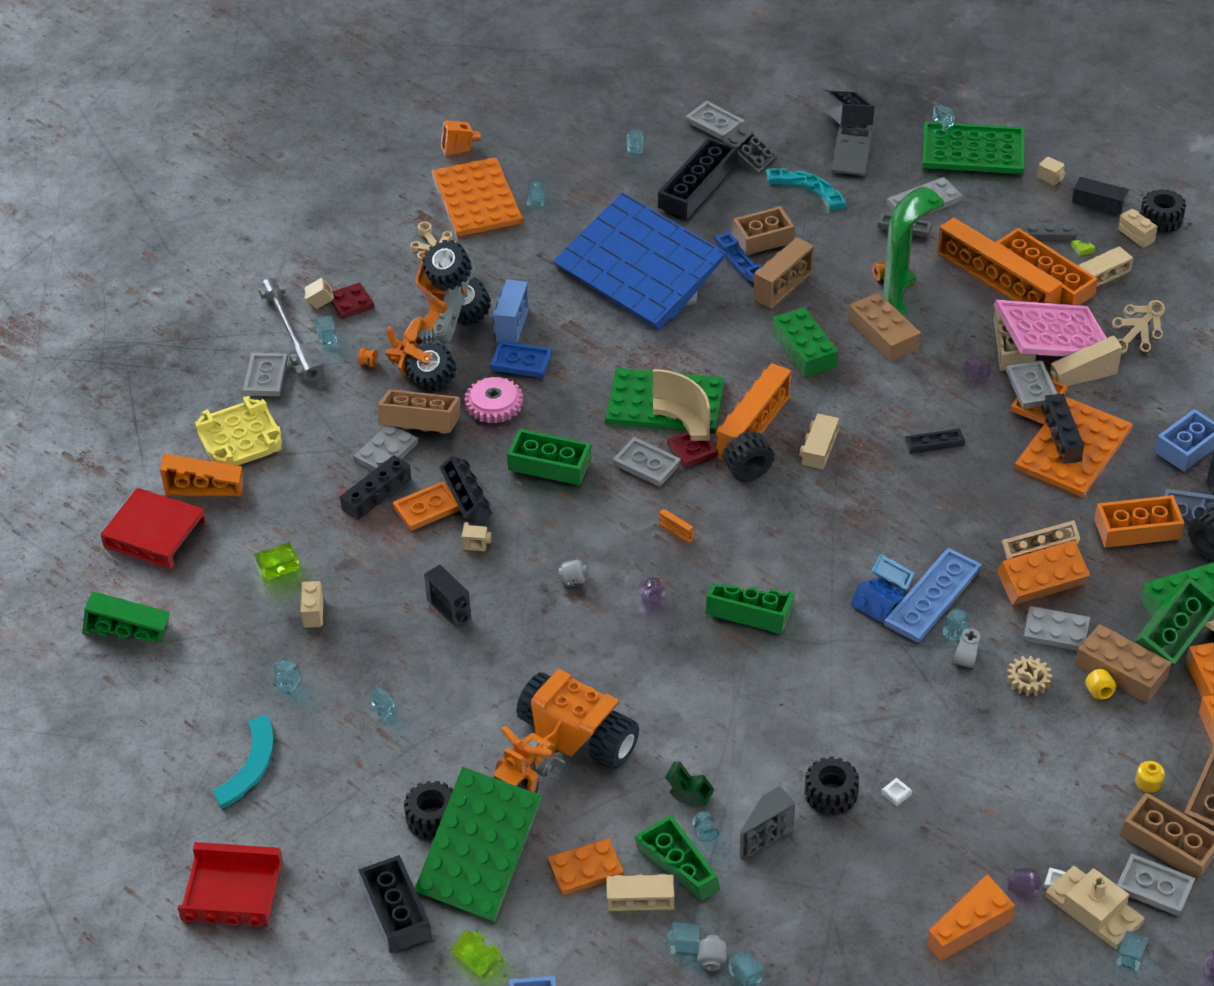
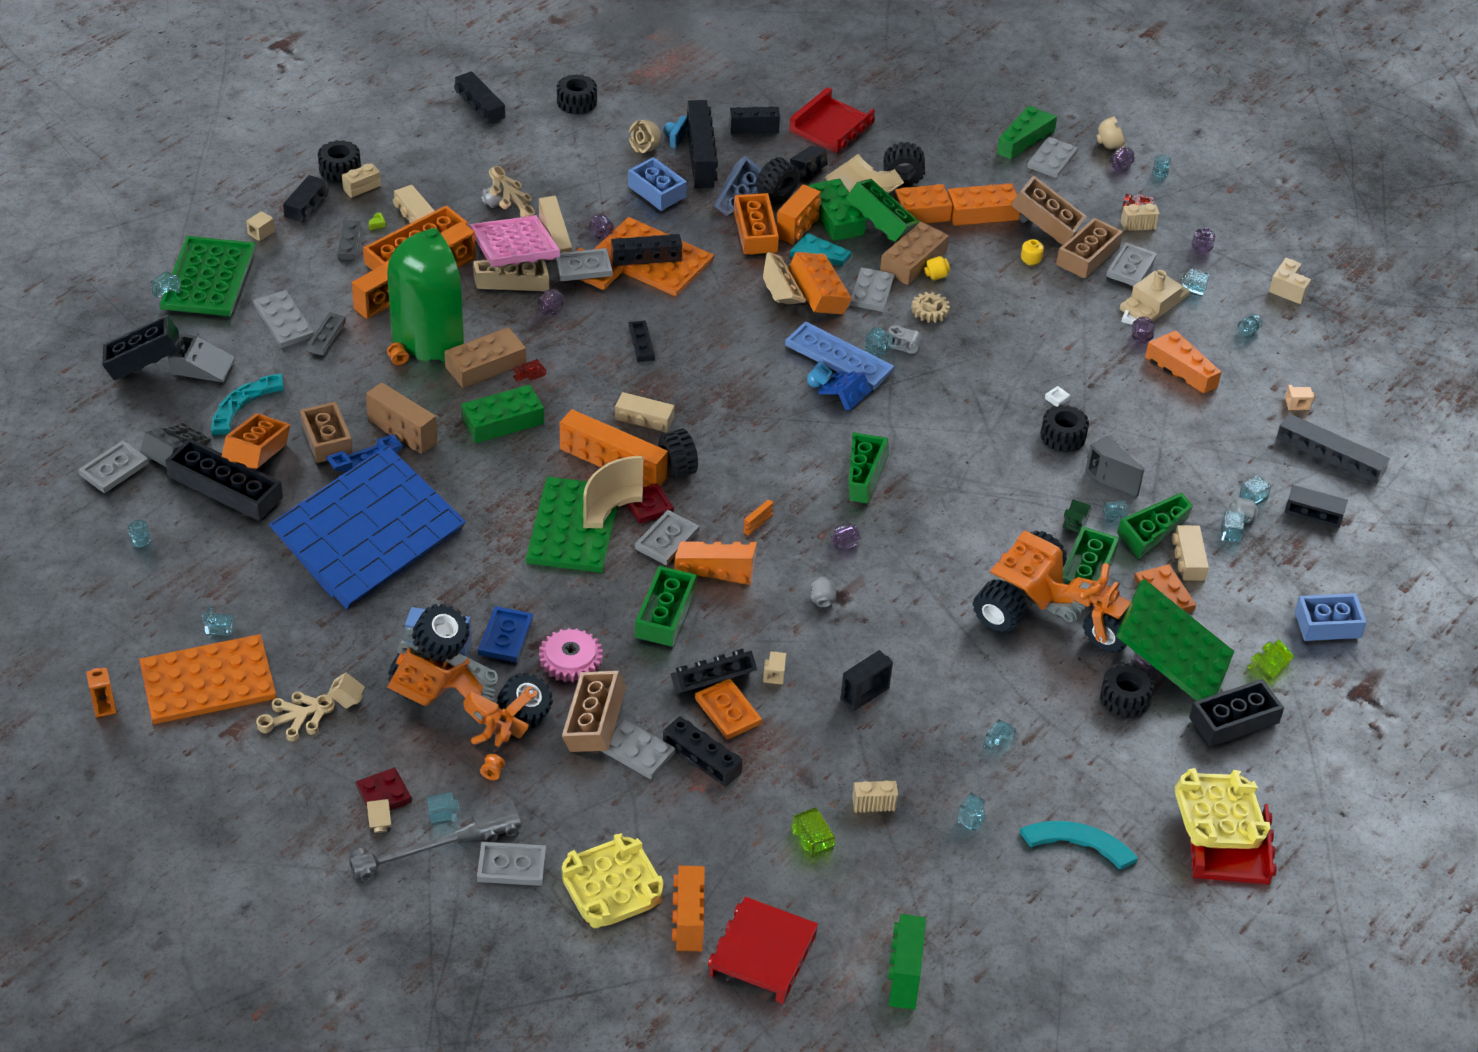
camera: 95 degrees left, 0 degrees up
(256, 865) = (1221, 810): none -> light yellow plate
(610, 494) = (718, 560): none -> orange wedge
(611, 789) = (1089, 554): none -> green brick
(736, 183) = (255, 440): none -> orange brick
(875, 363) = (531, 369): none -> clear red plate
(1106, 400) = (601, 226): none -> clear purple head
(1116, 584) = (813, 244): none -> teal wing
(1159, 552) = (798, 214): none -> orange brick

